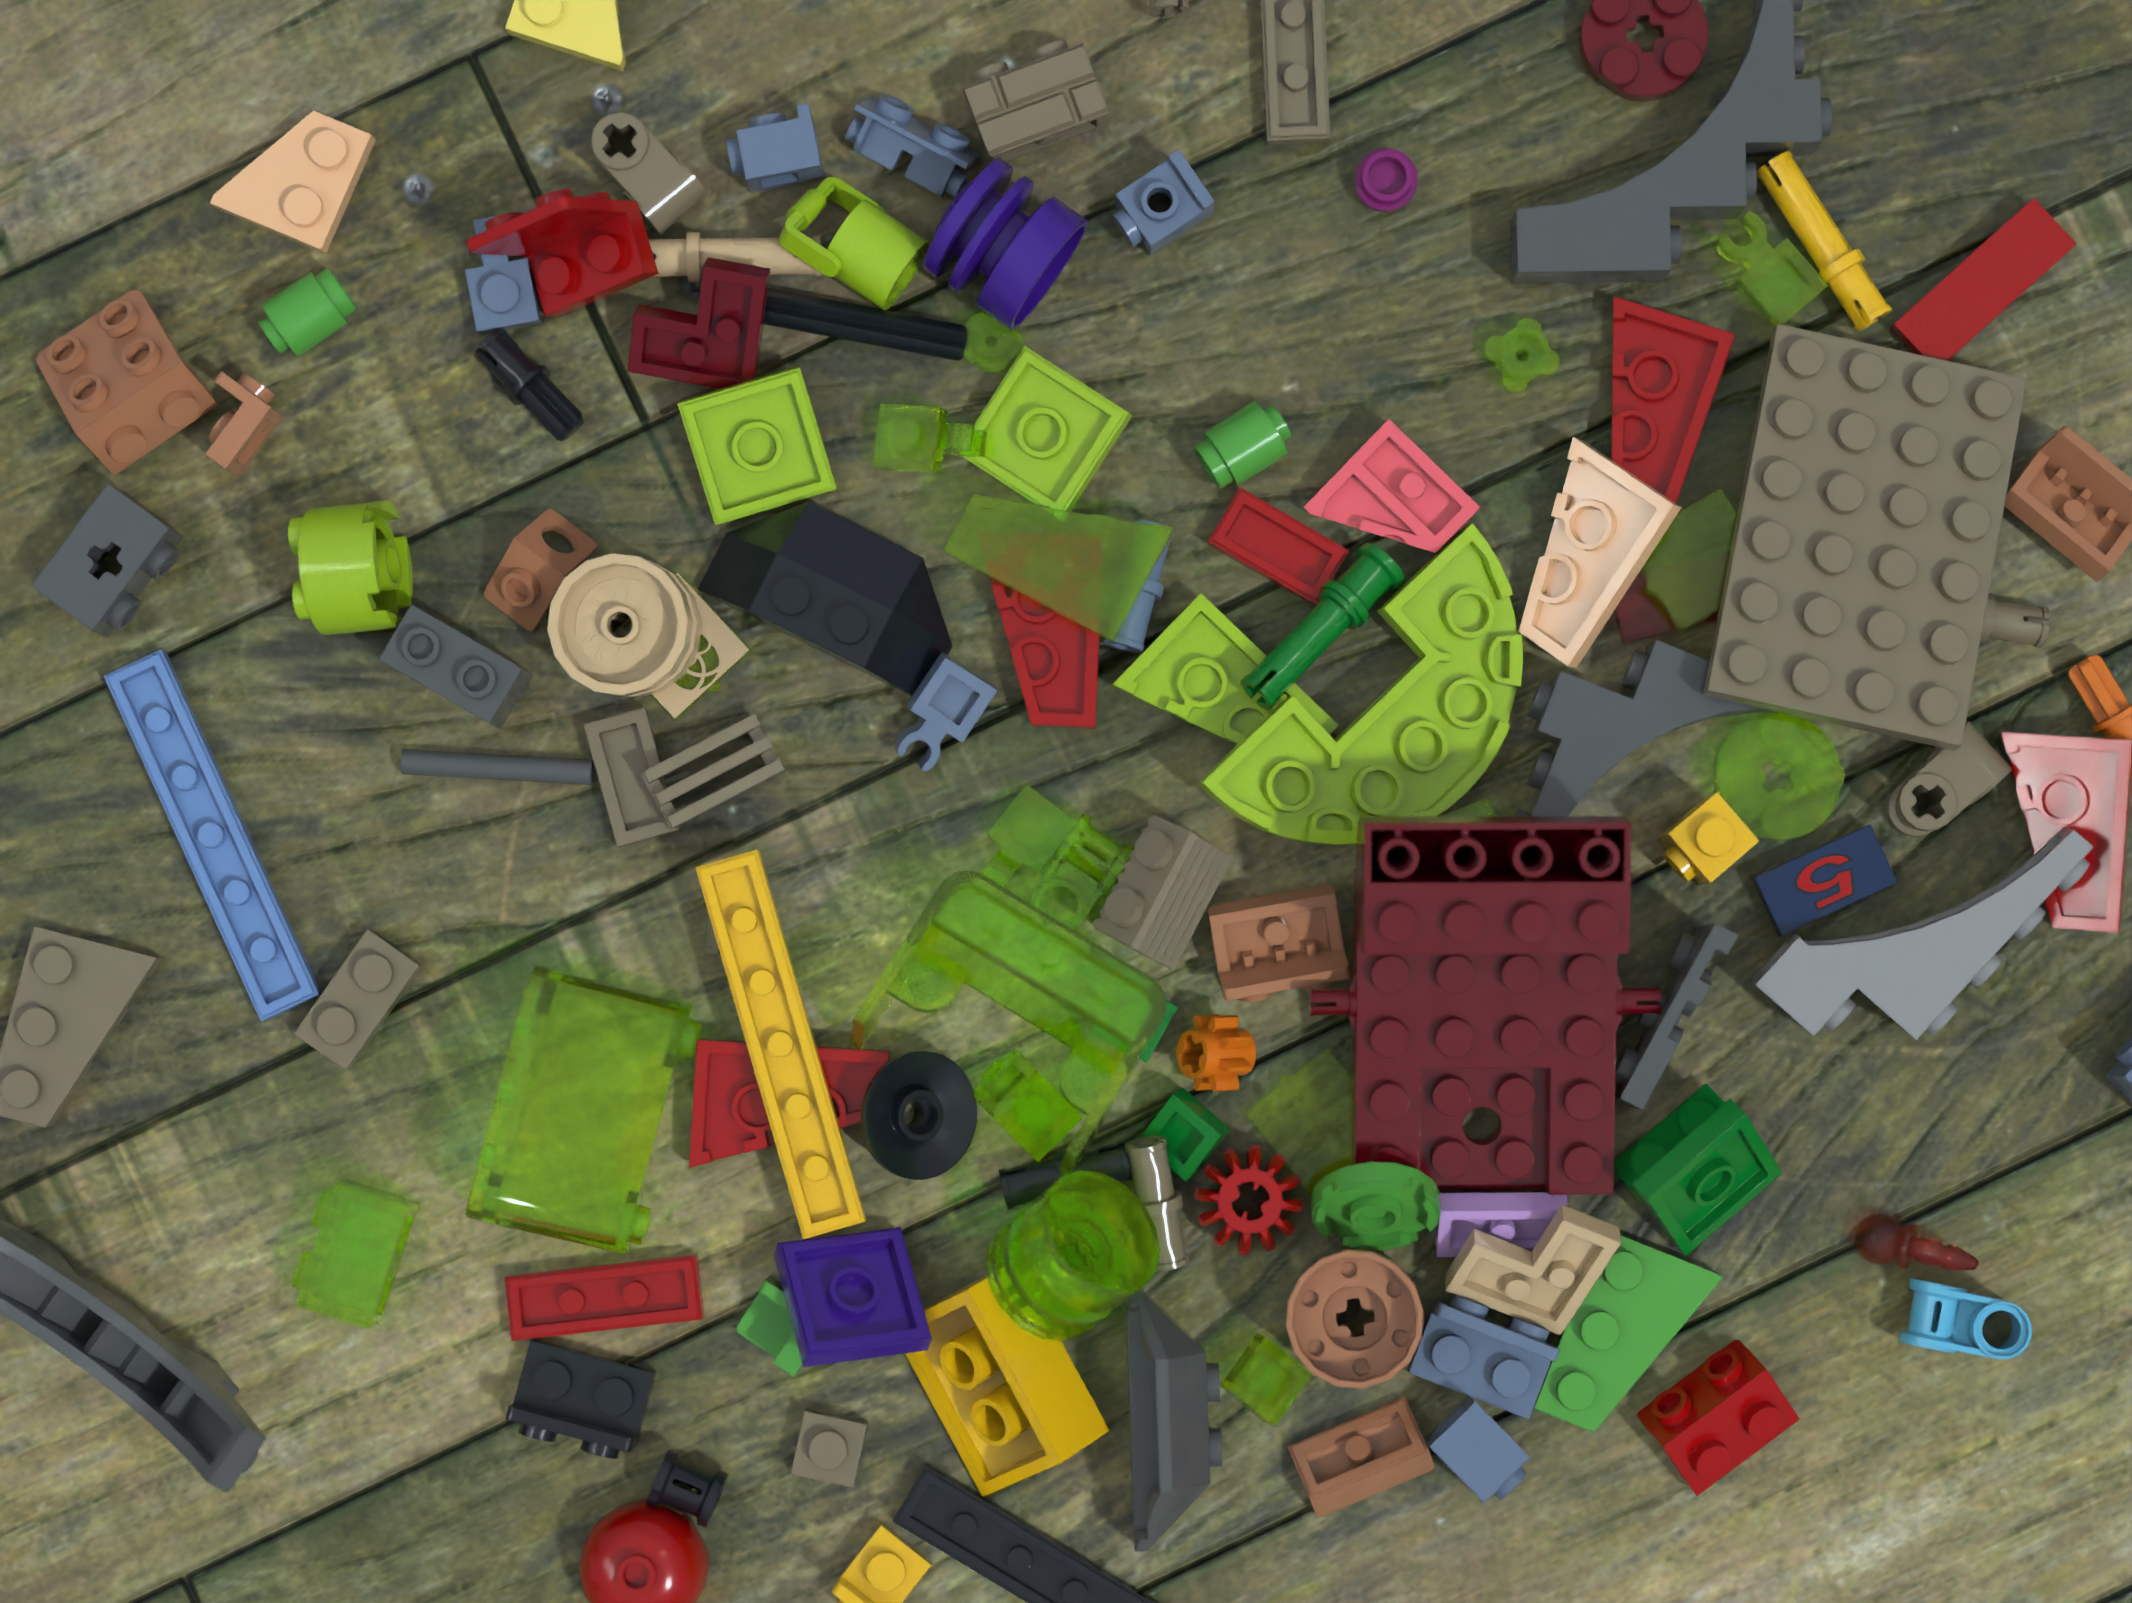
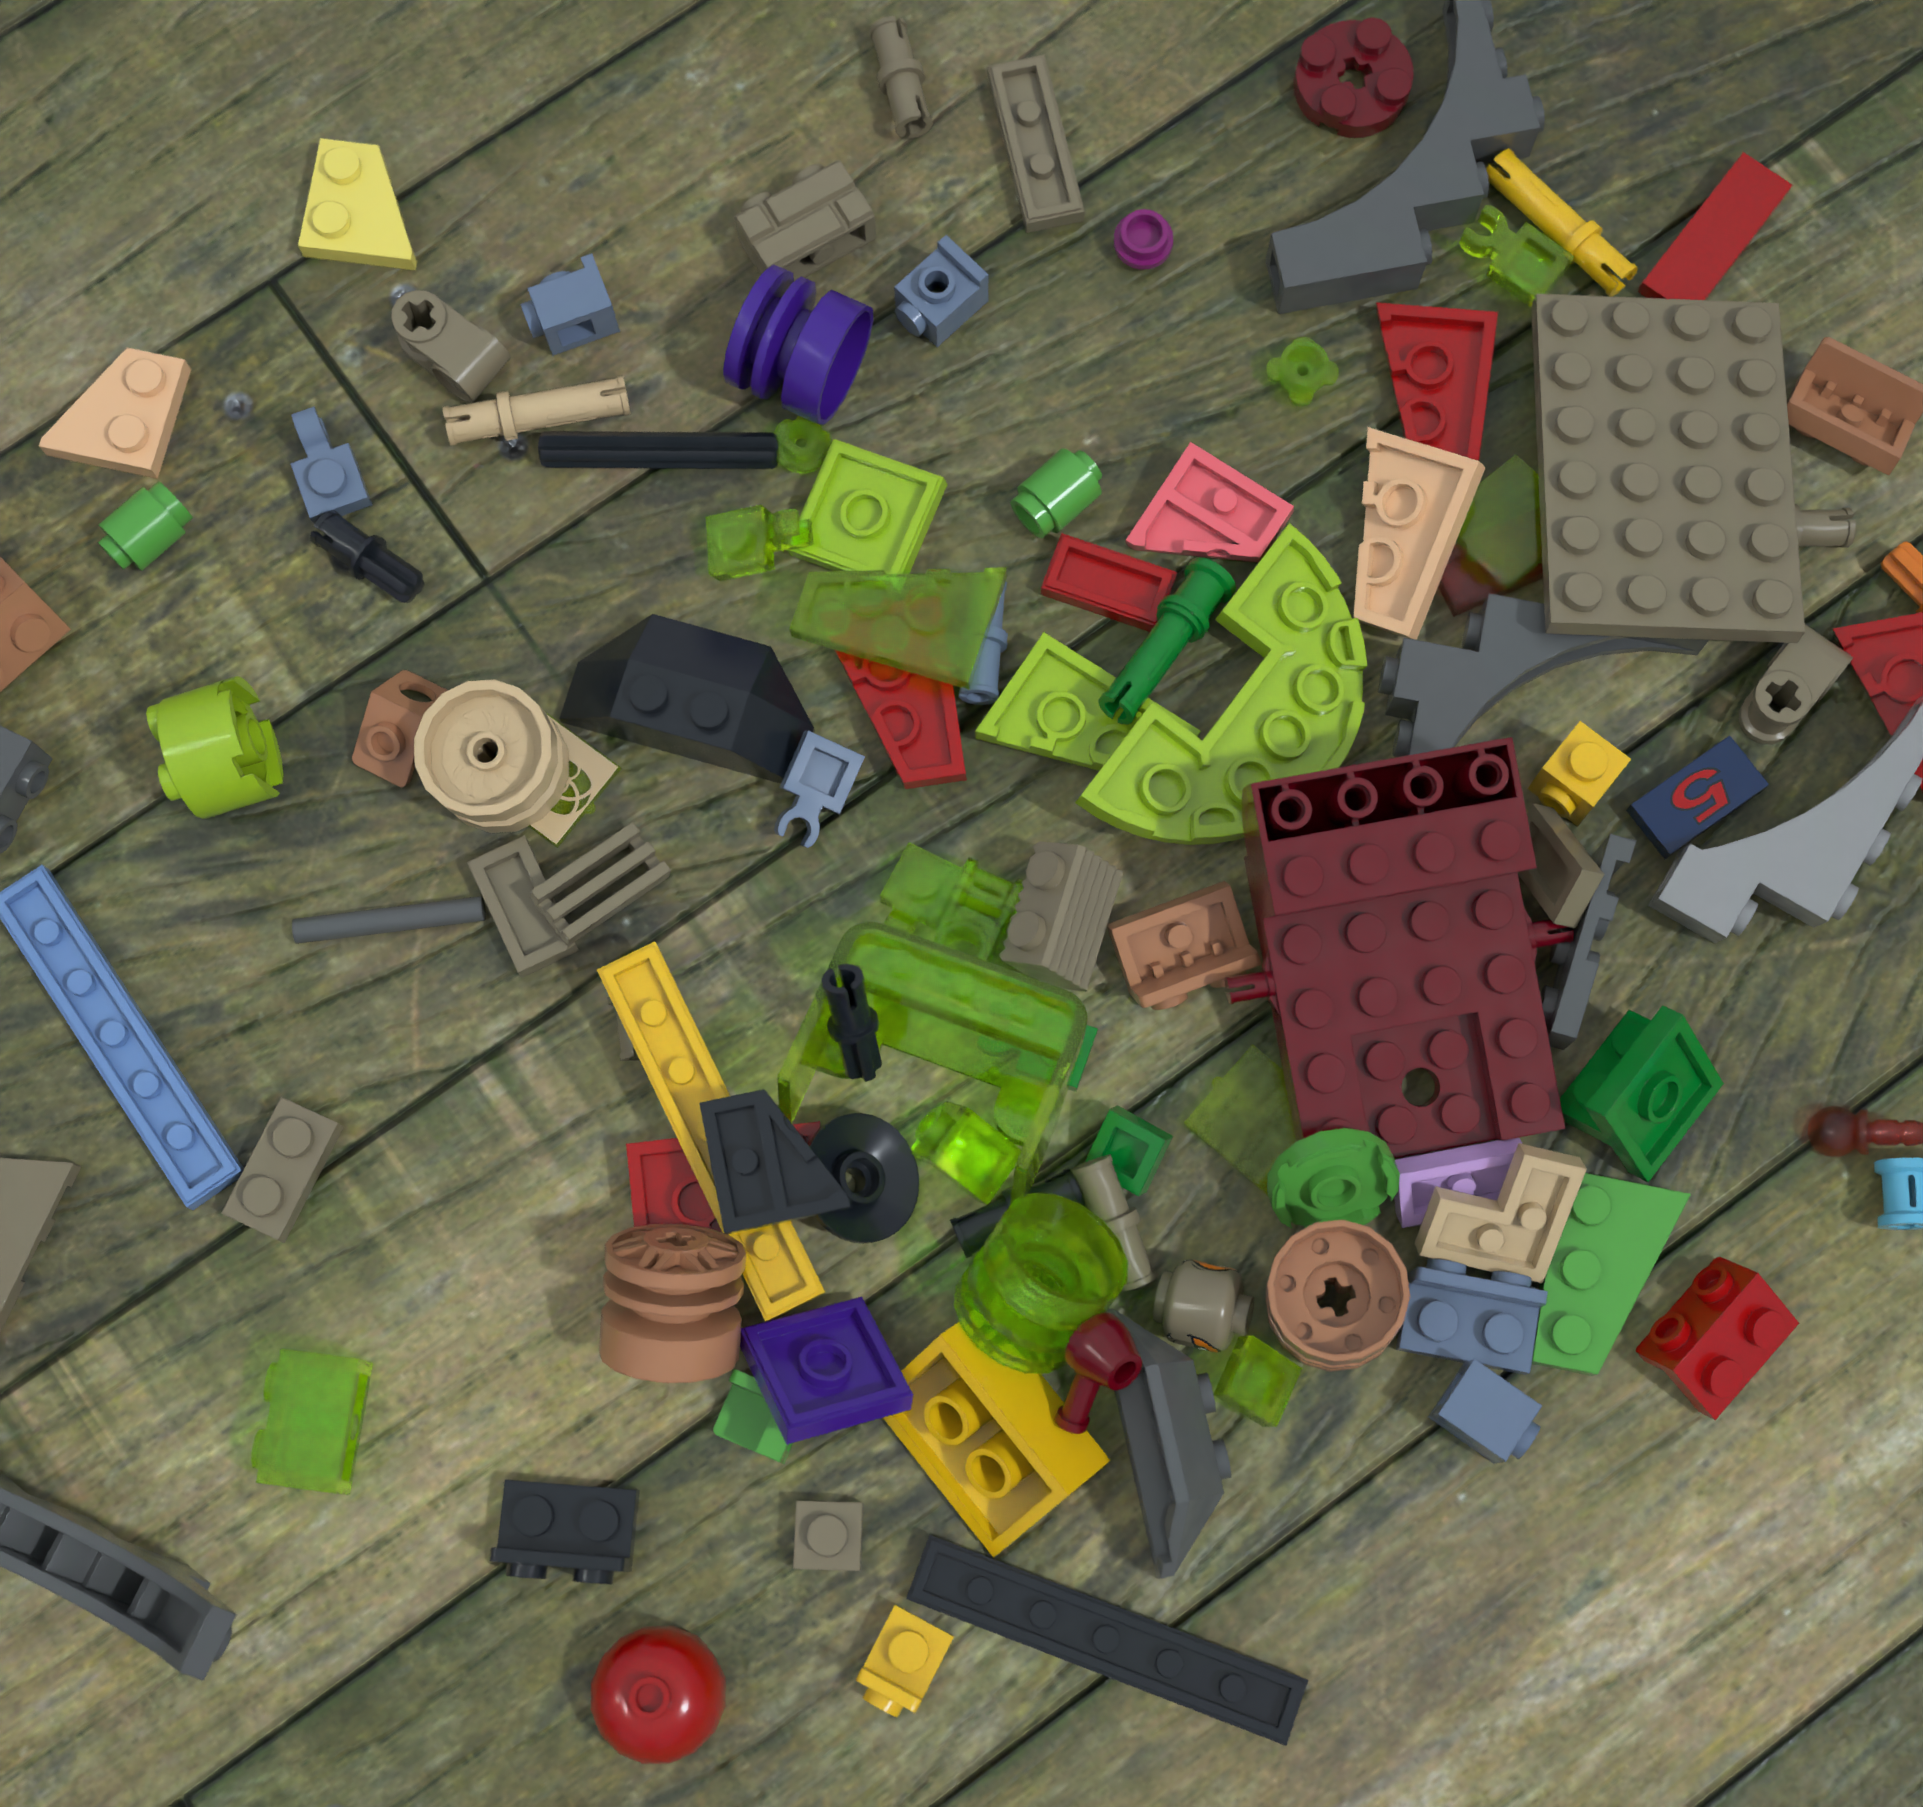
camera: 15 degrees left, 10 degrees down
(242, 434) = (98, 645): nougat bracket -> none
(455, 666) = (333, 826): dark grey brick -> none
(574, 247) = (389, 411): red bracket -> none
(580, 1110) = (516, 1233): clear neon green windscreen -> none
(604, 1297) = (571, 1425): red tile -> none
(673, 1471) = (689, 1602): black bush -> none
(715, 345) = (542, 487): dark red plate -> none
(716, 1209) = (672, 1303): none -> nougat wheel
(757, 445) = (594, 573): lime plate -> none
(827, 1094) = (764, 1165): none -> black wing
(869, 250) = (666, 378): lime piece -> none
(935, 150) = (672, 276): sand blue hinge -> none
(936, 969) = (852, 1022): none -> black axle
(1116, 1340) = (1101, 1355): none -> dark red bar
(1216, 1052) = (1144, 1063): orange gear -> none
(1227, 1298) = (1202, 1305): none -> dark tan head
(1269, 1206) = (1226, 1210): red gear -> none
(1361, 1457) = (1370, 1445): nougat slope -> none
(1660, 934) = (1564, 870): none -> dark tan tile
(1813, 775) = (1650, 680): clear neon green plate -> none

